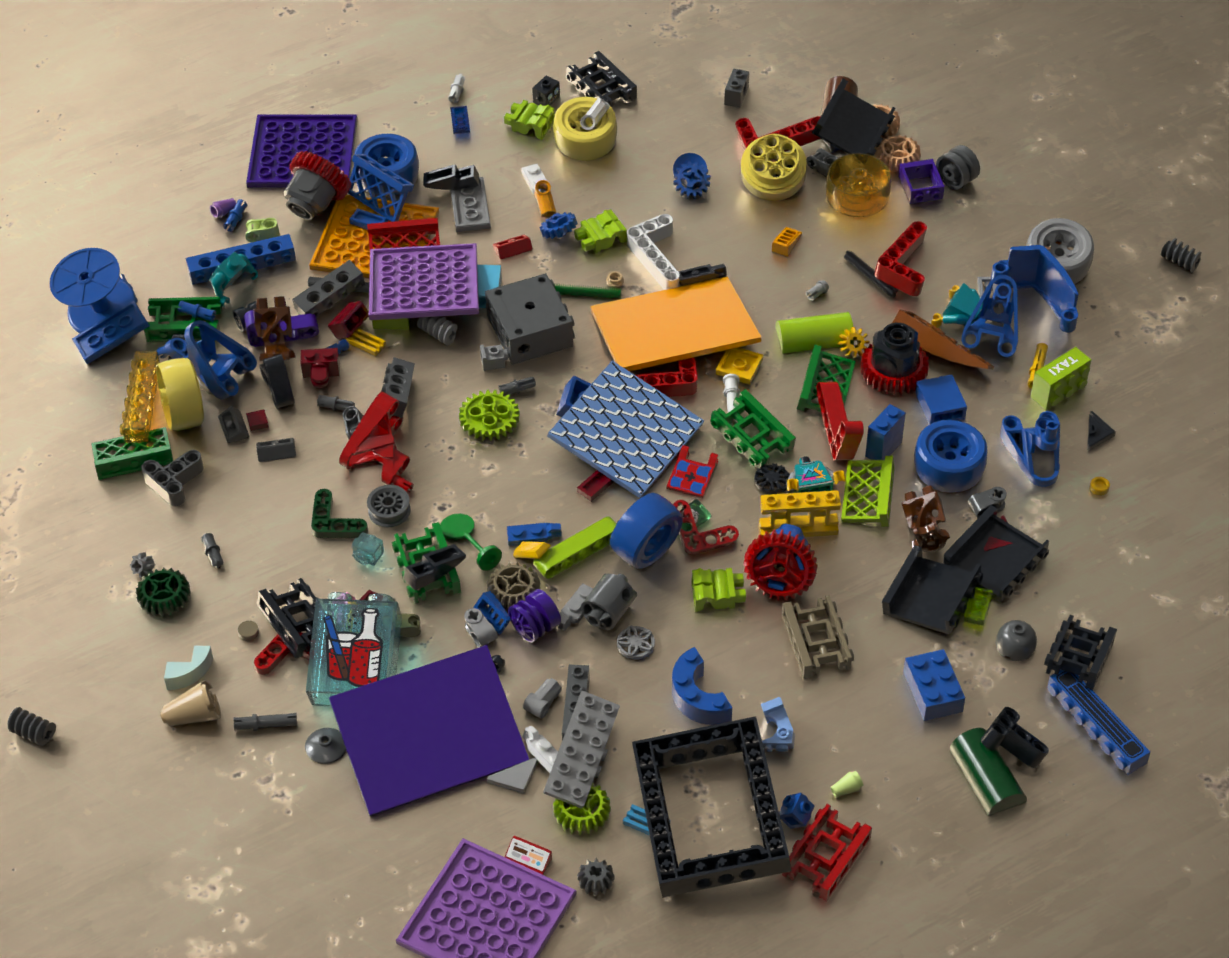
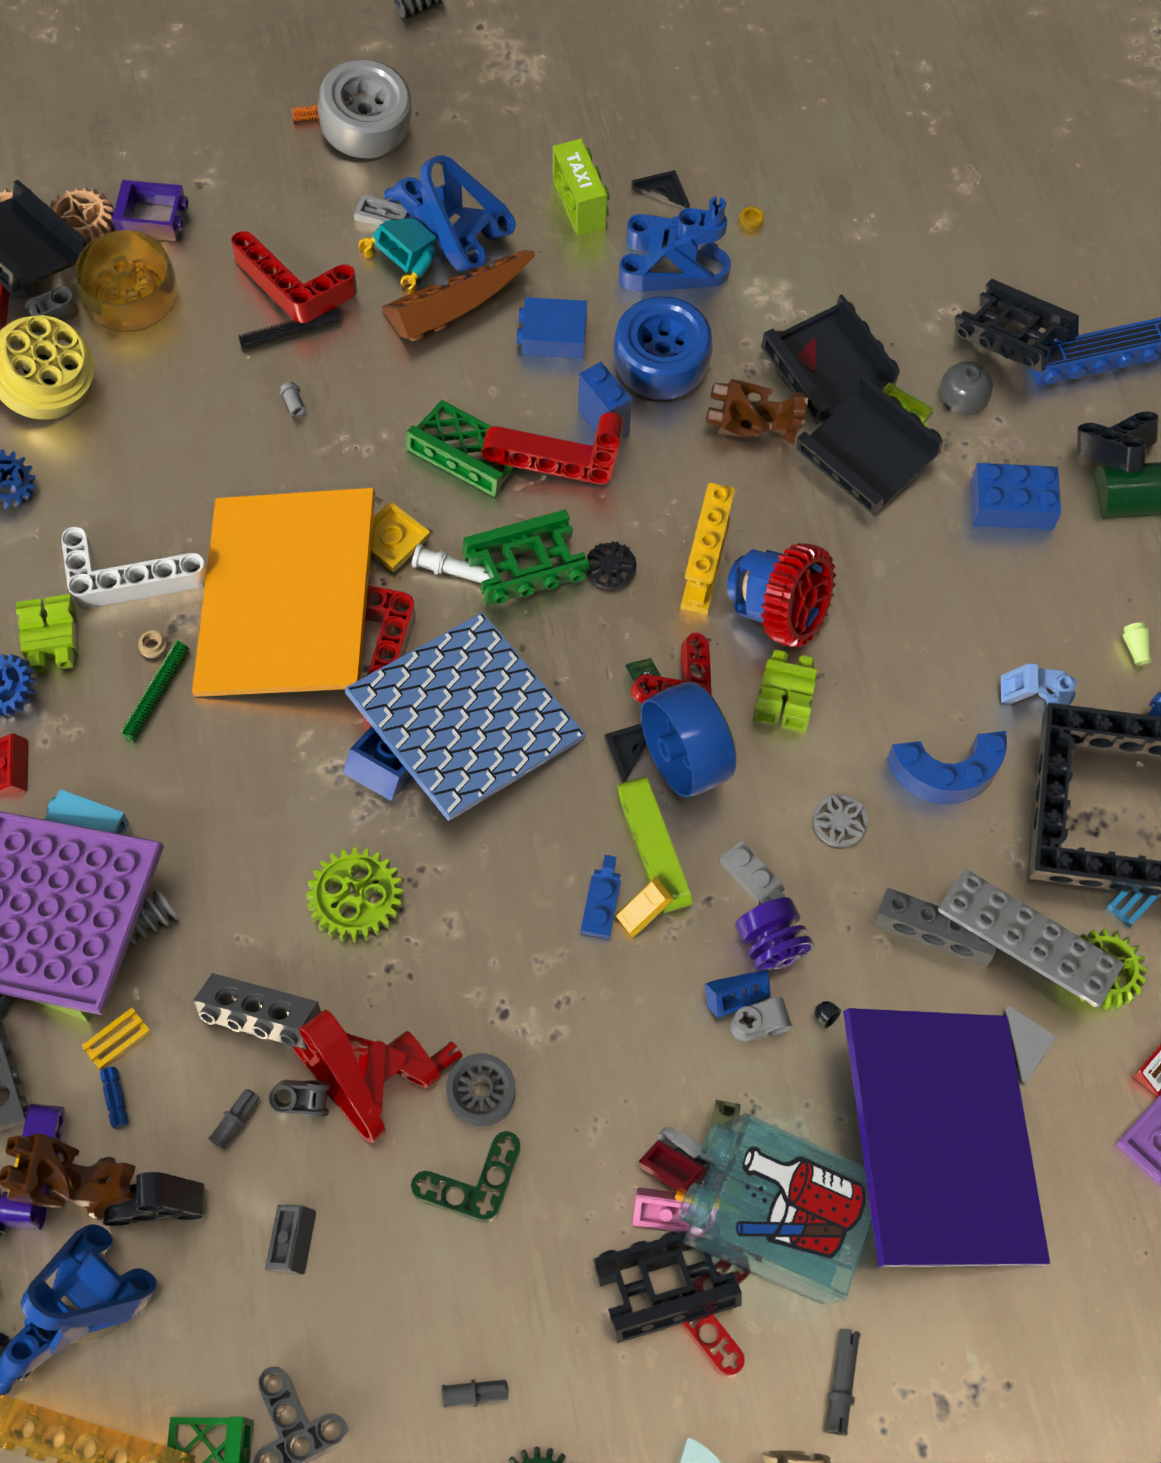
camera: 75 degrees left, 15 degrees up
(180, 394) = (142, 1371): light yellow wheel -> none
(233, 425) = (210, 1299): dark grey slope -> none
(248, 630) = (655, 1370): dark tan tile -> none
(257, 420) = (216, 1256): dark red tile -> none
(320, 365) = (148, 1122): dark red brick -> none
(325, 752) = (892, 1311): dark grey dish -> none
(348, 320) = (67, 1052): dark red brick -> none
(367, 549) = (558, 1143): clear light blue brick -> none
(419, 544) = (615, 1037): green fence -> none
(433, 566) = (646, 1049): black slope -> none
(460, 526) = (554, 999): green piece -> none
(493, 357) = (240, 864): light grey brick -> none
(511, 581) = (683, 933): dark tan gear -> none
(517, 386) = (311, 840): dark grey axle -> none
(529, 318) = (192, 779): dark grey gear -> none
(540, 702) = (914, 975): light grey piece -> none
(540, 747) = (1000, 991): white hinge -> none
(594, 485) = (542, 791): dark red tile -> none
(608, 601) = (777, 831): dark grey cylinder -> none
(691, 476) = (568, 661): red flag -> none
(701, 274) = (197, 527): black hinge -> none
(783, 243) = (189, 417): light orange slope -> none
(802, 642) = (899, 618): dark tan fence -> none
(805, 332) = (371, 426): lime brick -> none
(813, 477) = (637, 515): torso -> none
(849, 347) = (418, 387): yellow gear -> none
(884, 495) = (682, 439): lime fence -> none
(894, 360) = (473, 351): black piece -> none
(958, 167) = (154, 155): dark grey wheel -> none
(981, 501) = (744, 337): dark grey piece -> none
(1038, 269) = (428, 130): blue panel -> none
(1040, 353) = (543, 210): yellow pin -> none

